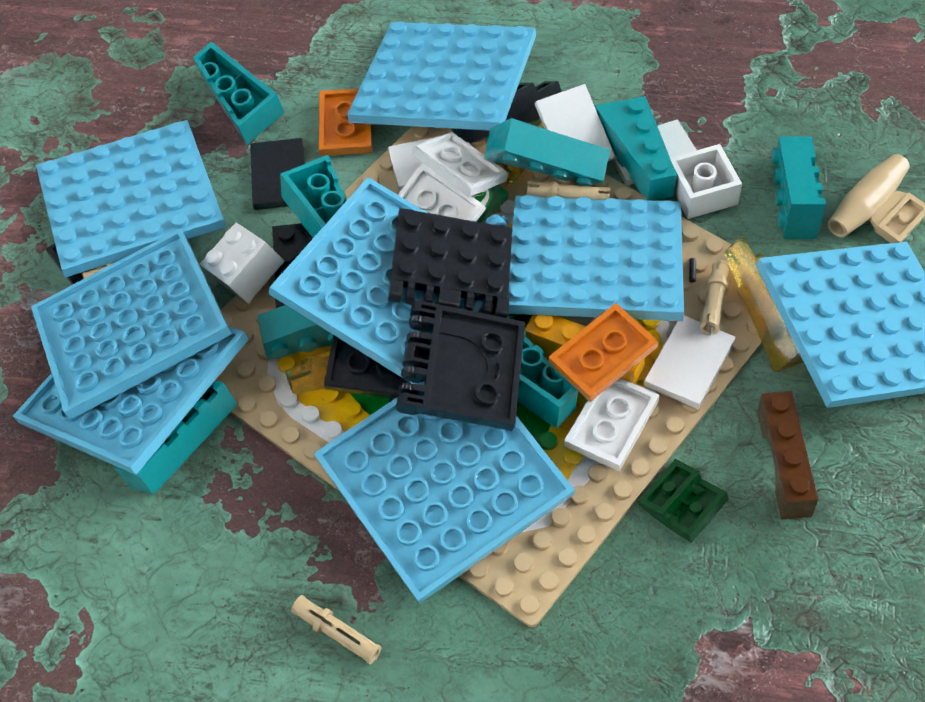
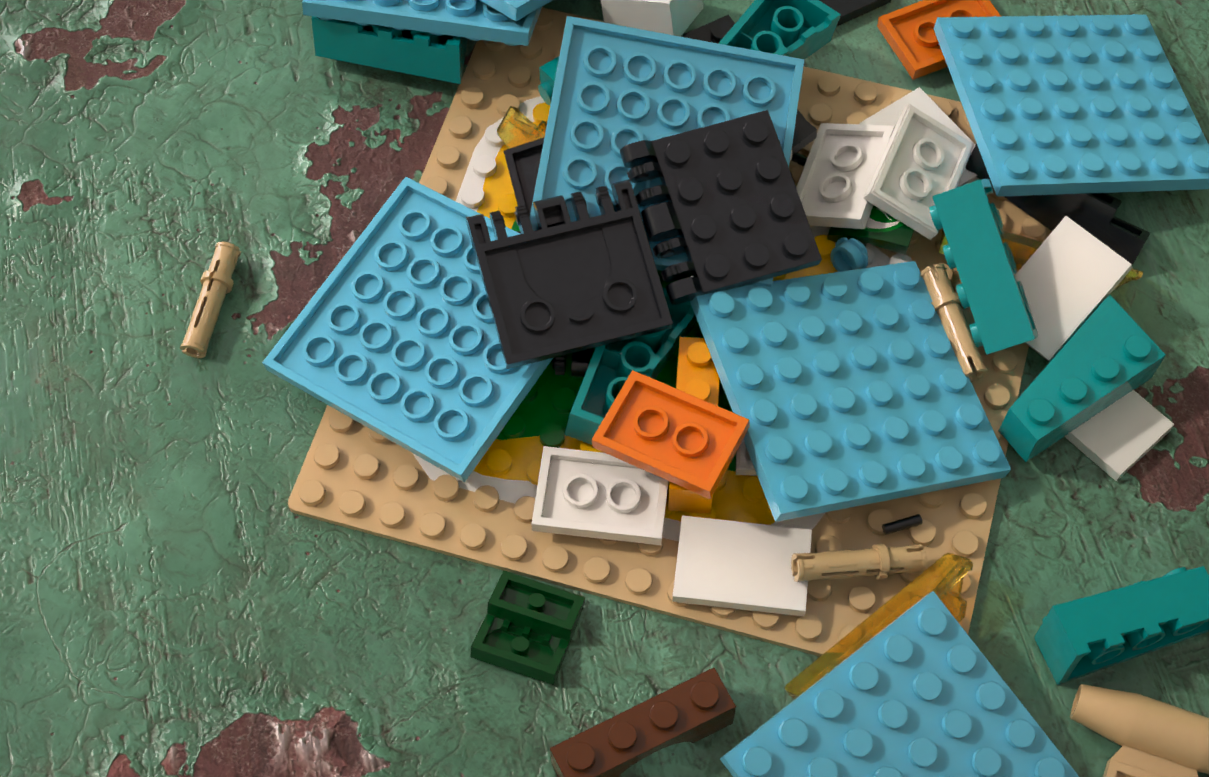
camera: 65 degrees right, 5 degrees up
(705, 181) = (1064, 488): white brick -> none

